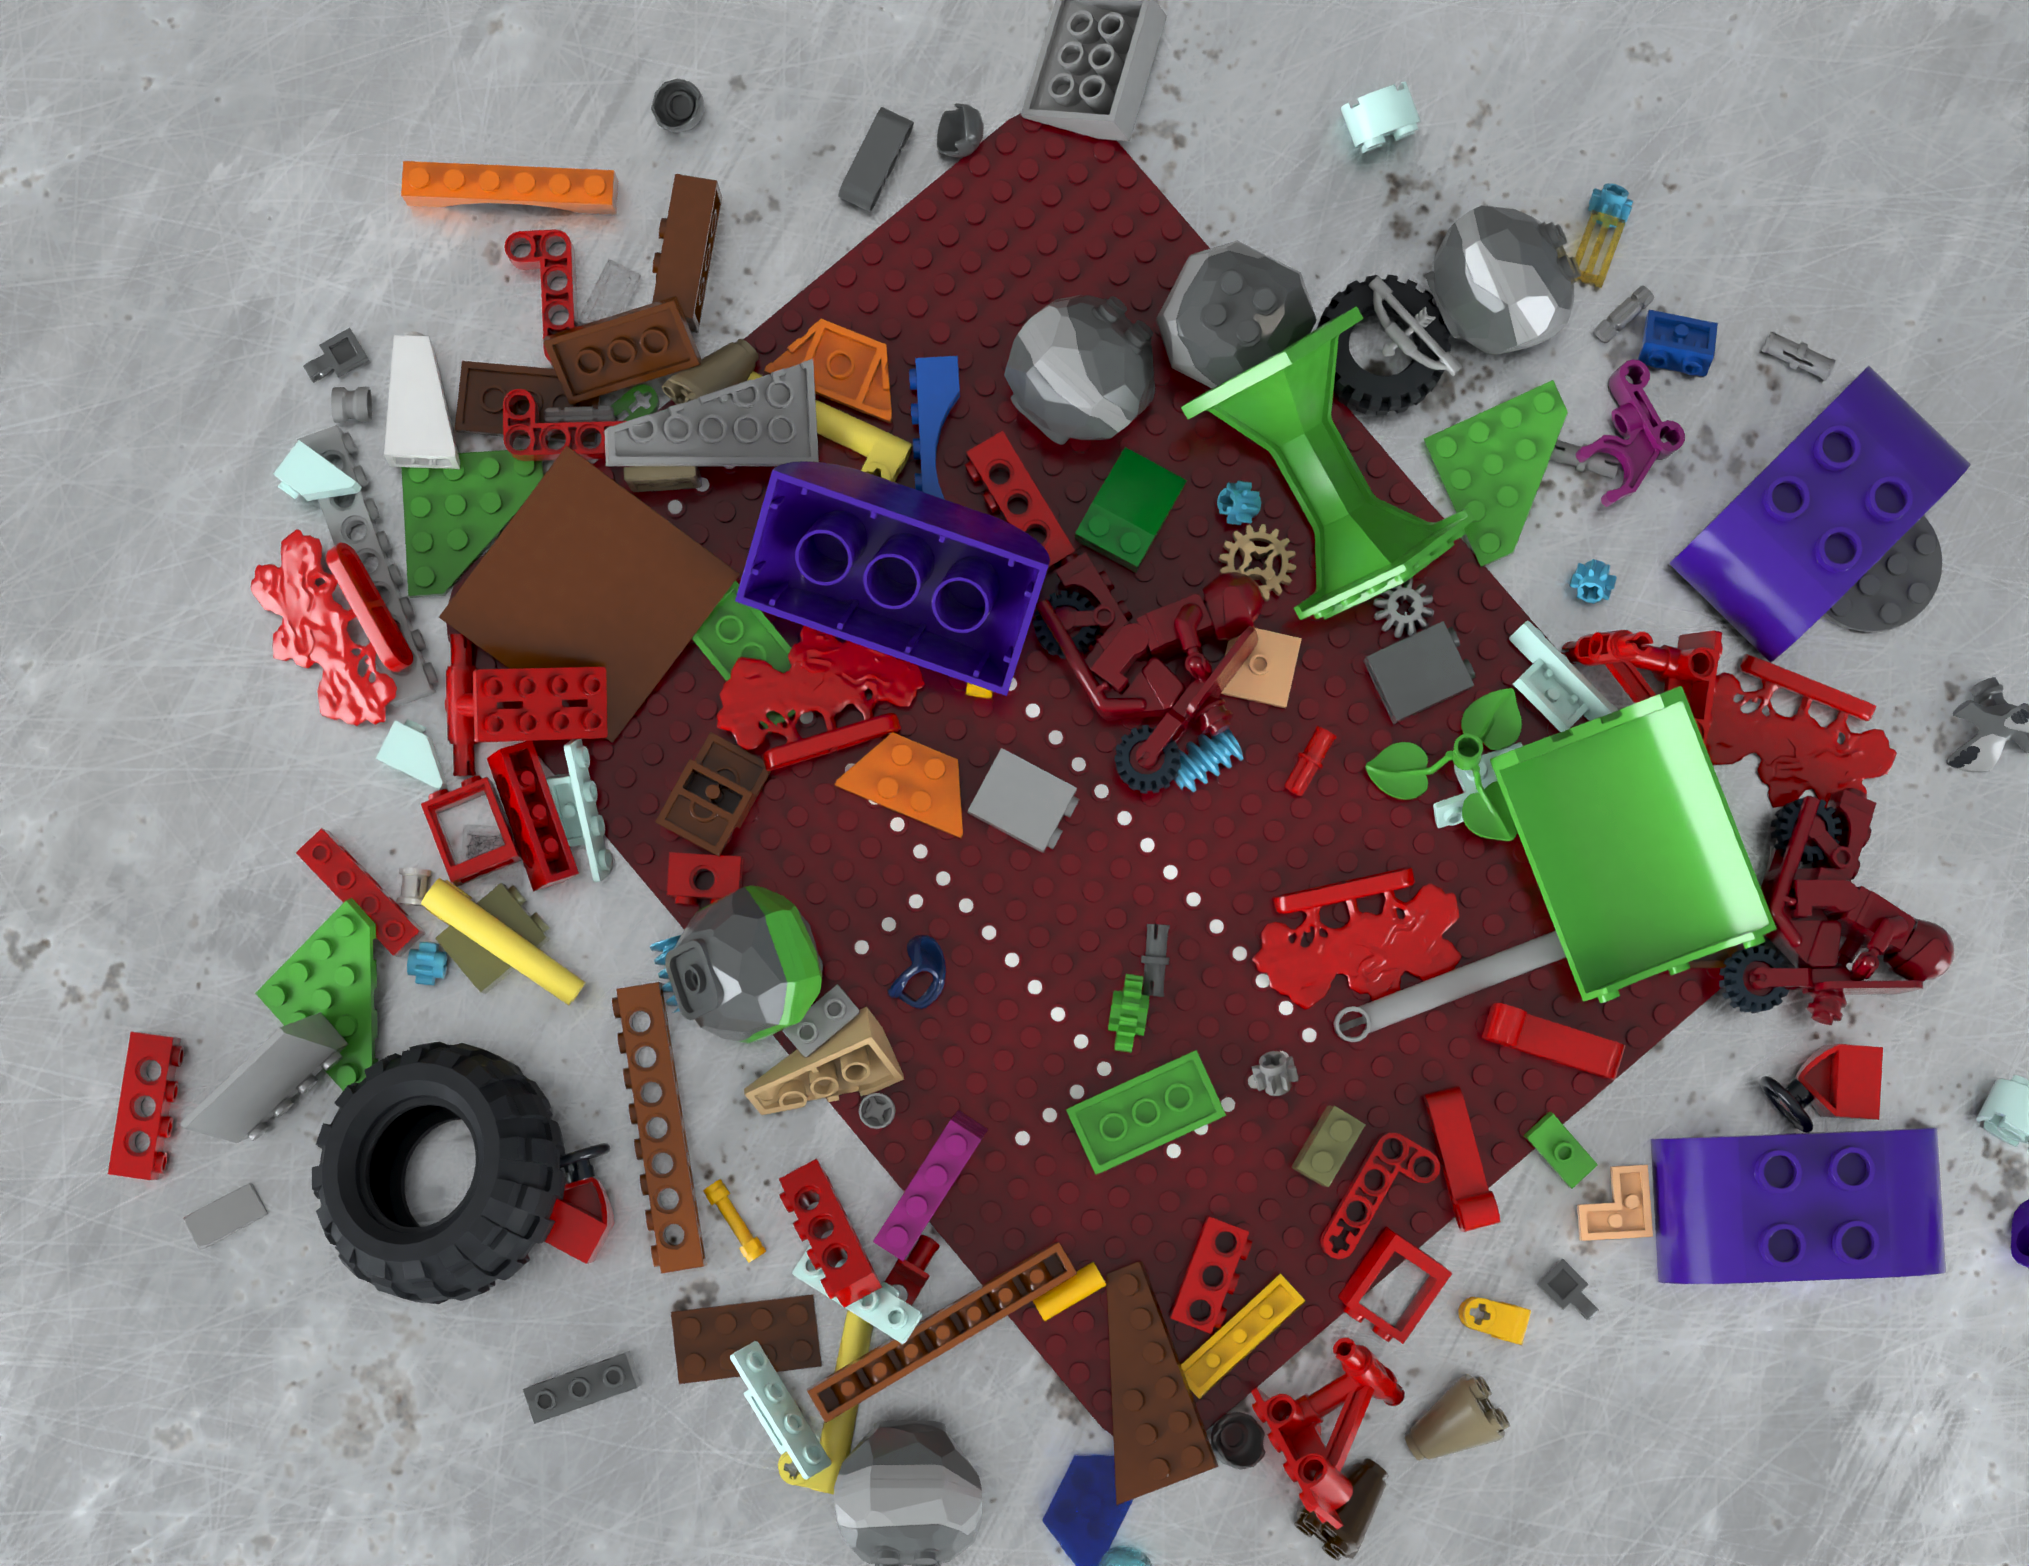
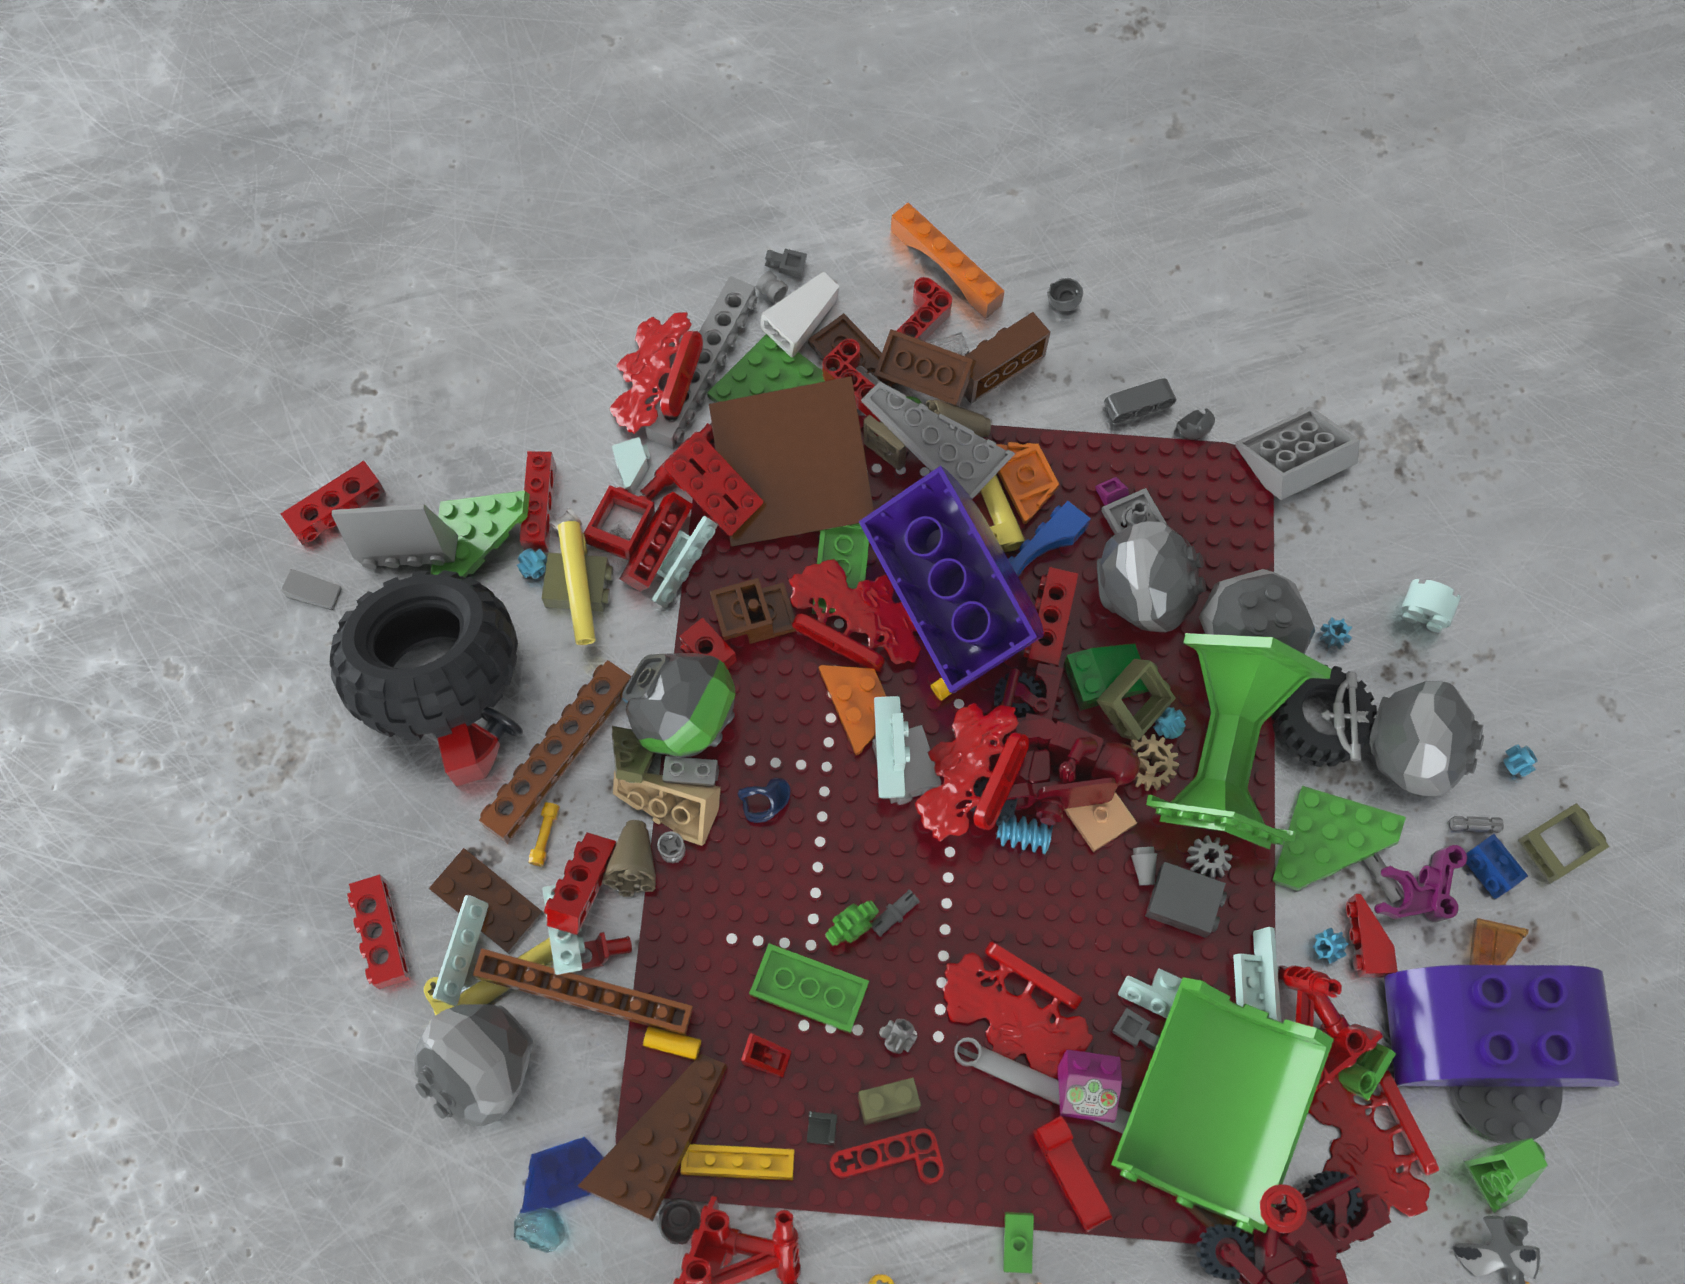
camera: 45 degrees right, 15 degrees down
(312, 475) = (718, 293): light aqua slope -> none
(582, 1387) = (380, 839): dark grey brick -> none
(730, 1487) = (395, 968): none -> red brick
(746, 1065) = (630, 756): none -> olive wing
(850, 1161) = (631, 862): none -> dark tan cone
(930, 1185) = (625, 915): magenta arch -> none
(948, 297) = (1112, 490): none -> magenta slope
(988, 284) = (1131, 510): none -> light grey plate
(993, 801) = (890, 746): none -> light aqua bracket
(1086, 751) = (966, 761): none -> red plant
(1169, 1215) = (765, 1055): none -> red slope
(1206, 1255) = (740, 1109): red brick -> none
(1209, 512) = (1110, 701): none -> olive window
(1287, 1229) = (821, 1128): none -> pearl dark grey panel
(1310, 761) = (1080, 890): red axle -> none
(1318, 229) = (1336, 626): none -> medium azure gear
(1347, 673) = (1145, 864): none -> light grey cone
(1368, 1271) = (869, 1193): red window -> none
(1460, 1160) = (955, 1187): red beam -> none
(1485, 852) = (1133, 1029): none -> dark grey plate
(1488, 720) = (1129, 943): bright green plant -> none
(1496, 946) = (1089, 1085): none -> magenta slope
(1587, 276) = (1472, 785): clear yellow tile -> none
(1632, 542) = (1373, 947): none -> red slope
(1712, 287) = (1544, 856): none -> olive window
(1735, 677) = (1367, 1071): none -> bright green plate
(1744, 430) = (1494, 942): none -> clear orange wing
(1790, 898) = (1294, 1201): none -> red gear
(1798, 355) = (1570, 952): light grey pin -> none
(1936, 651) = (1507, 1171): none -> bright green wedge

